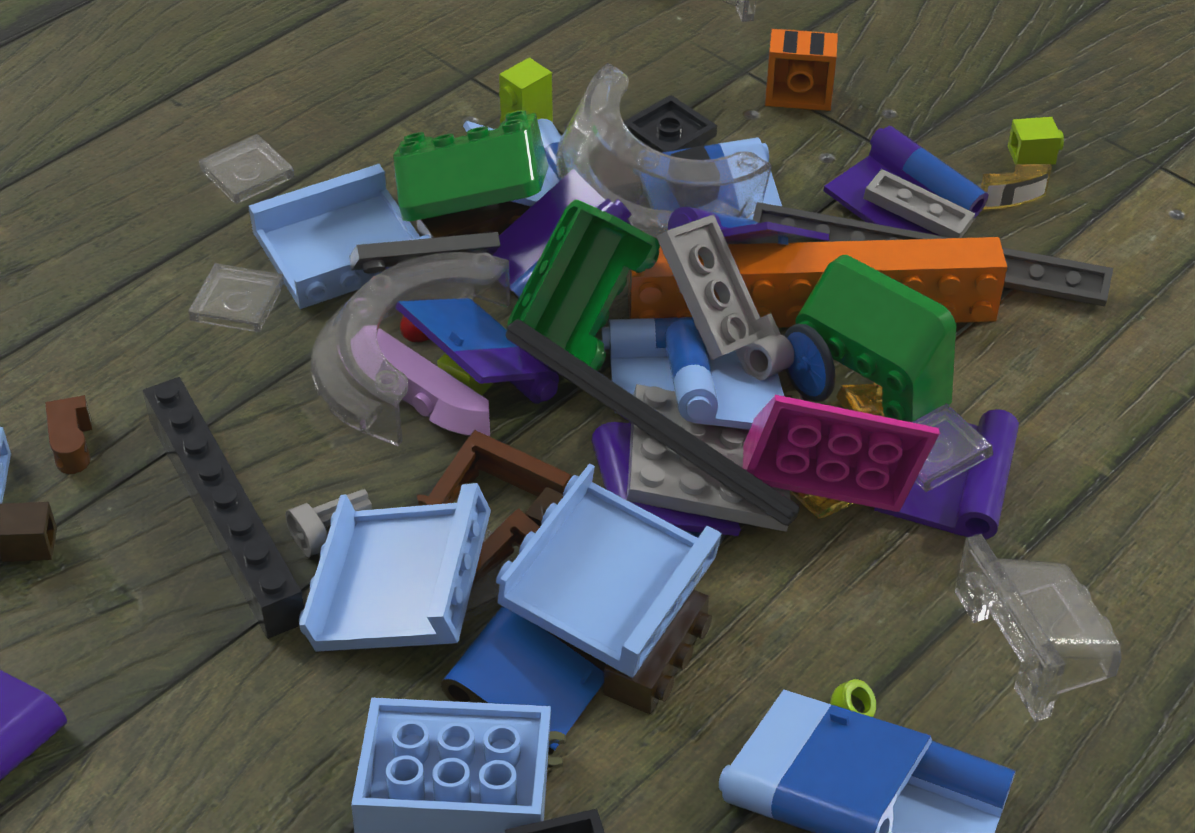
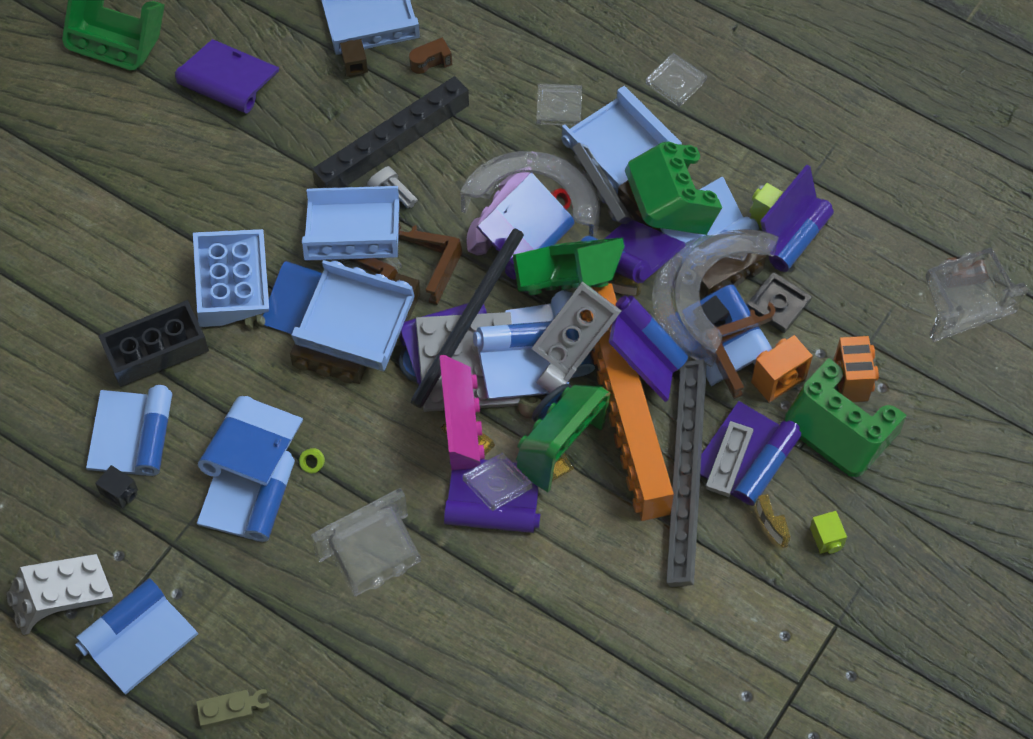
camera: 80 degrees right, 15 degrees up
(567, 78) = (796, 219): none -> dark purple door
(785, 178) = (733, 330): none -> reddish brown hinge
(791, 129) = (781, 368): none -> orange brick
(888, 92) = (838, 426): none -> green windscreen

